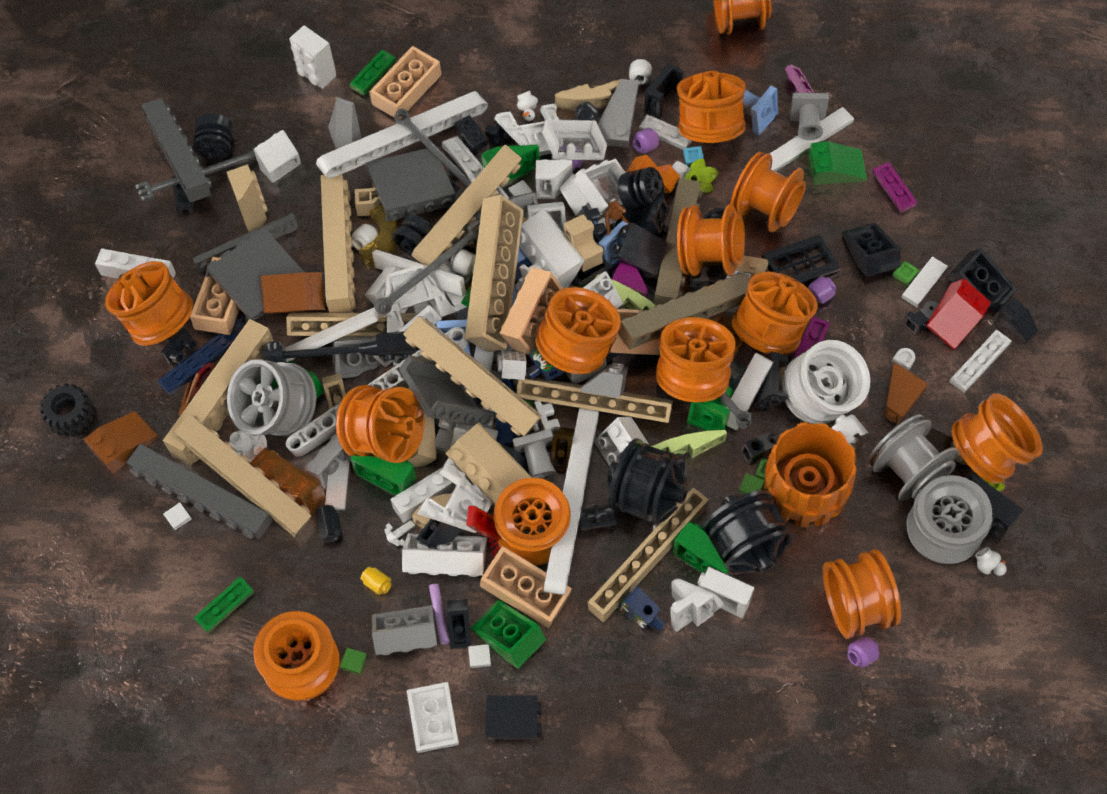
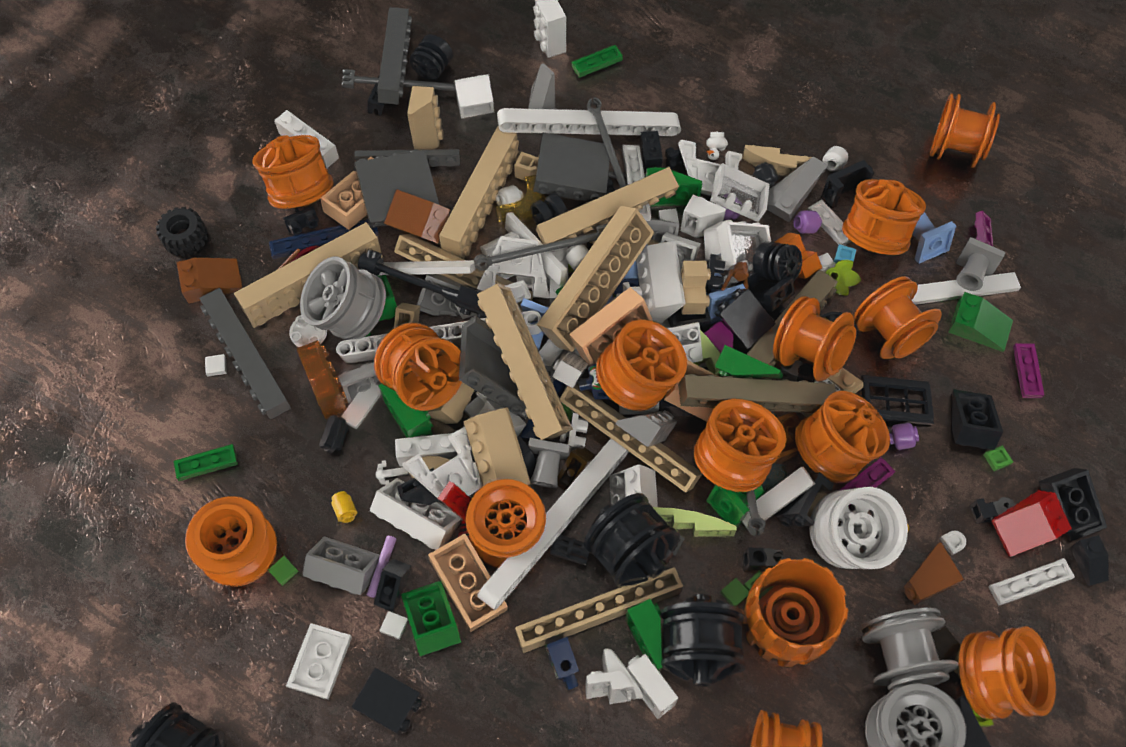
camera: 25 degrees right, 0 degrees up
(242, 475) = (281, 355): tan brick -> none
(405, 82) = (619, 80): light nougat brick -> none
(662, 291) = (741, 366): none -> green slope
(852, 429) = (858, 588): white brick -> none
(924, 282) = (1012, 476): white tile -> none

